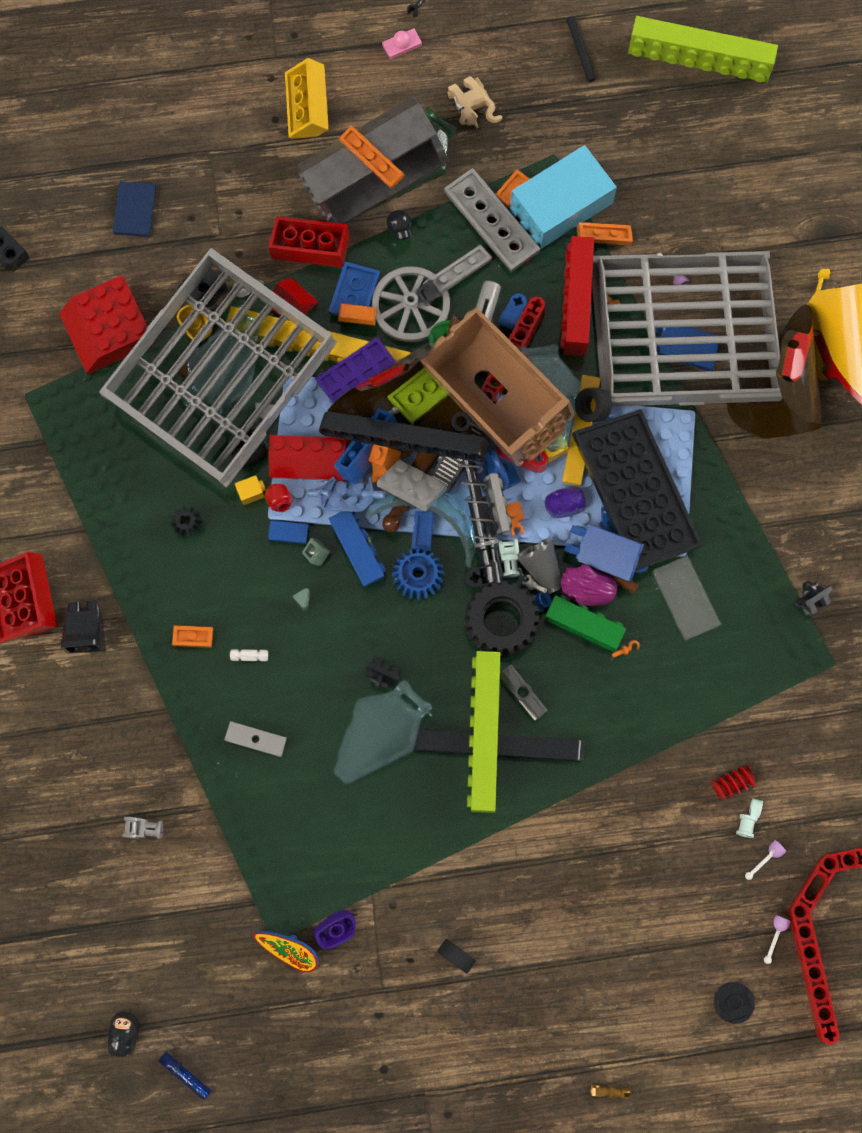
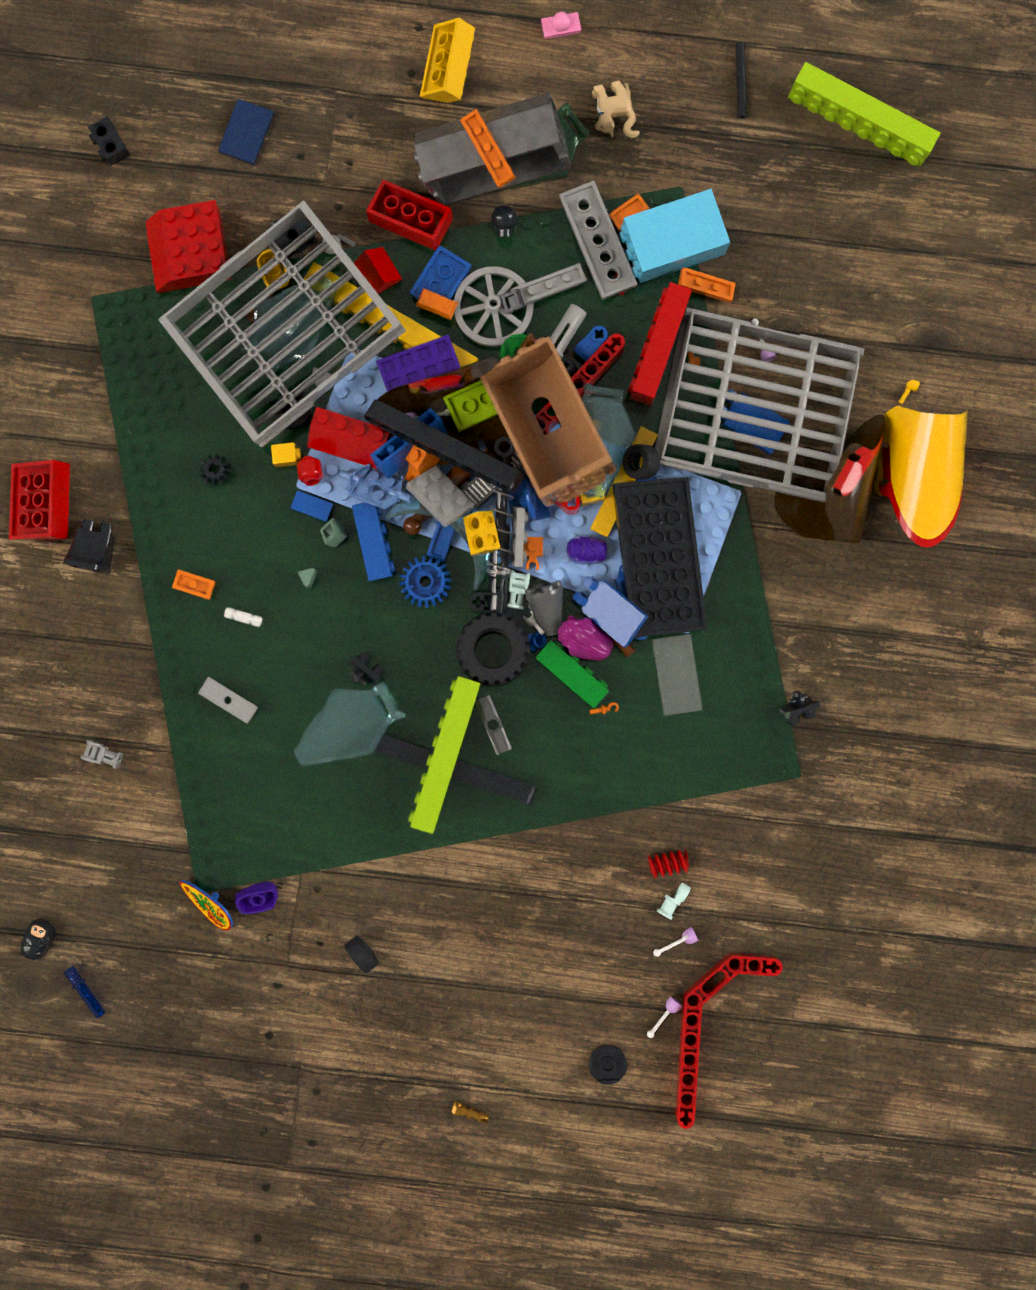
camera: 10 degrees right, 10 degrees up
(461, 508) = (481, 532): none -> yellow brick

